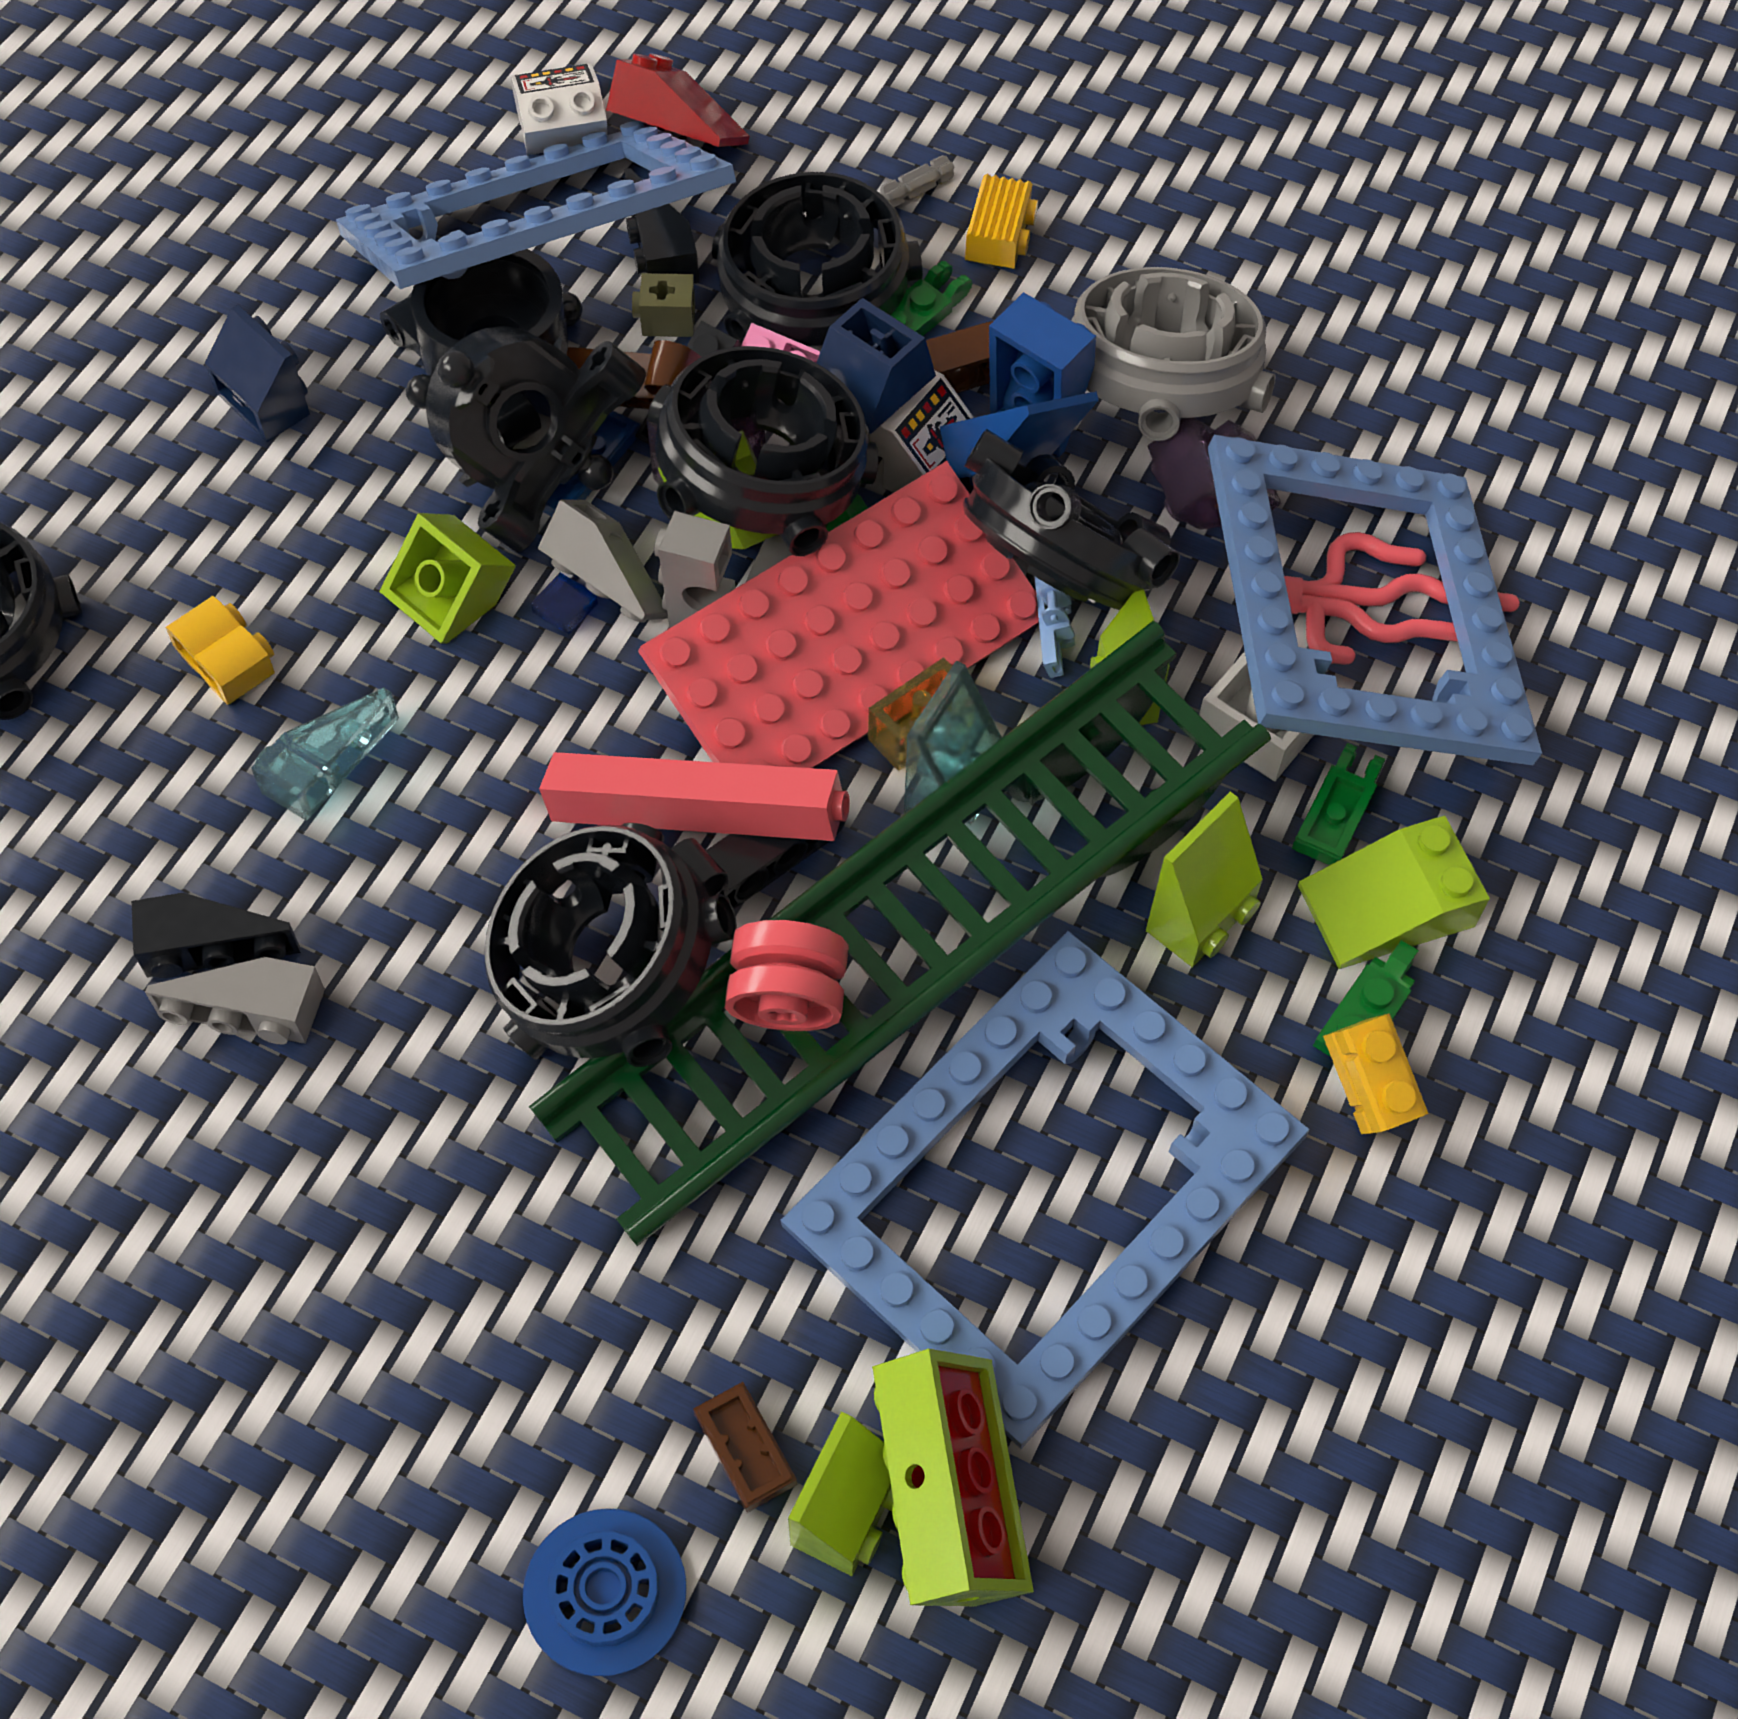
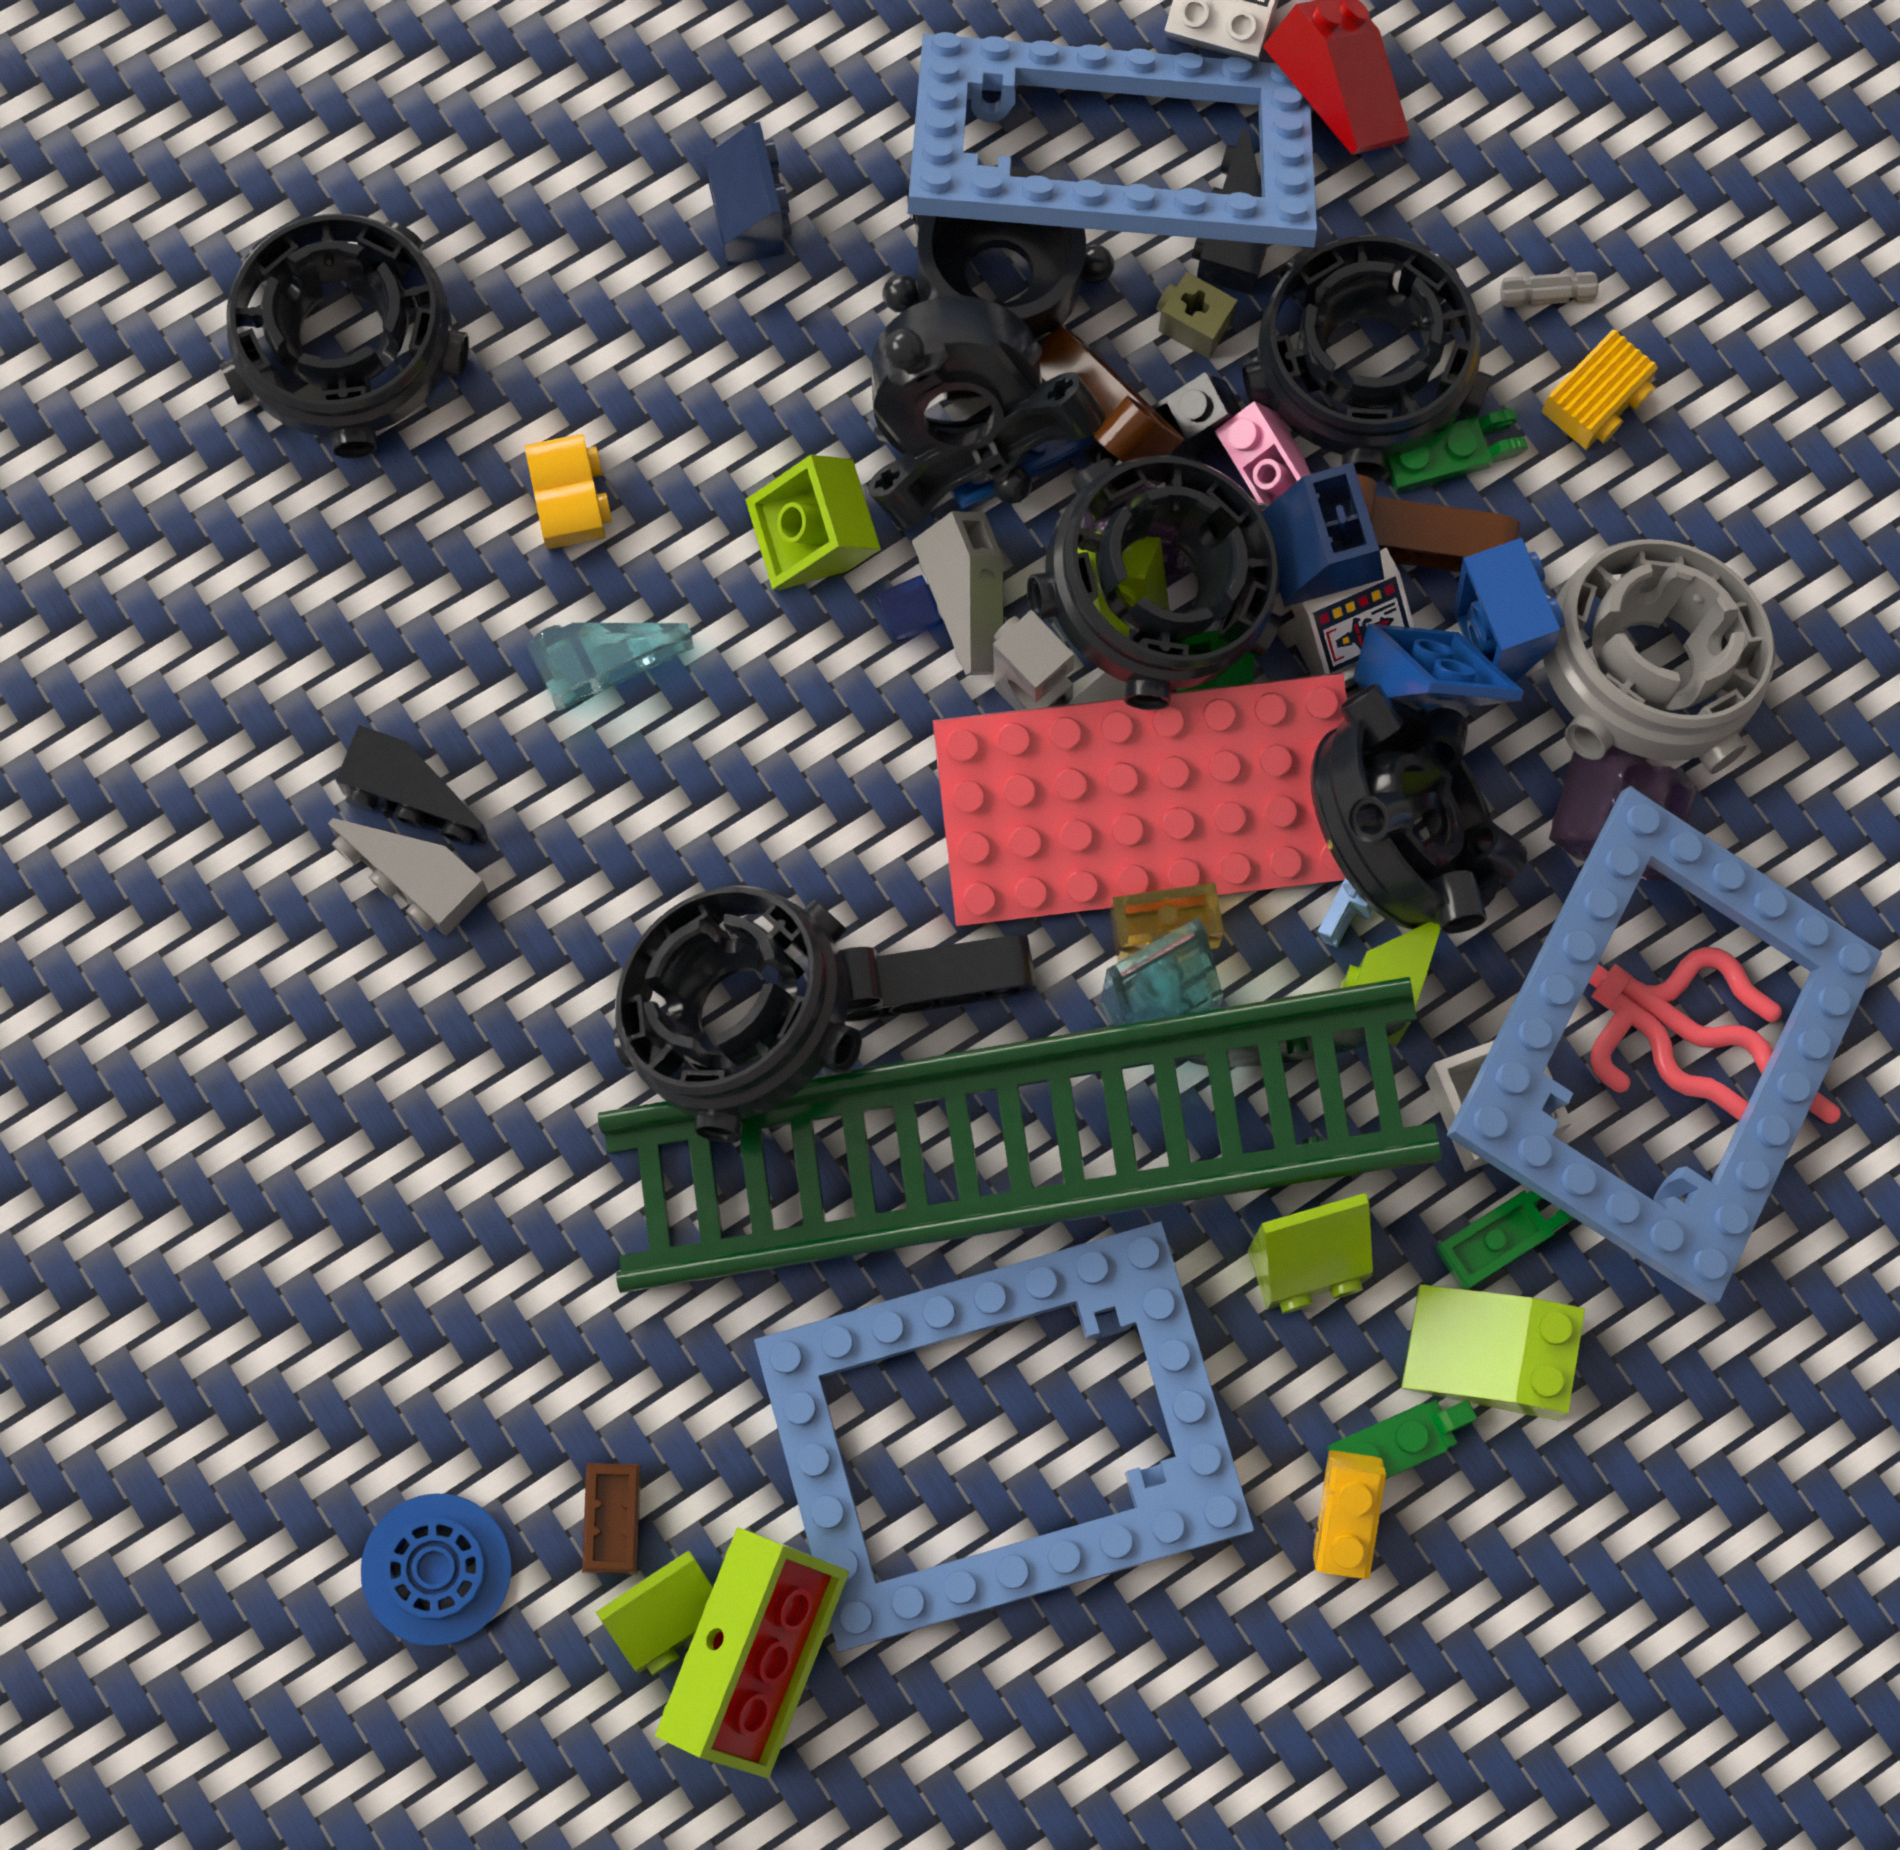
camera: 30 degrees right, 15 degrees up
(695, 796) = (903, 897): coral brick -> none
(786, 975) = (866, 1140): coral wheel -> none

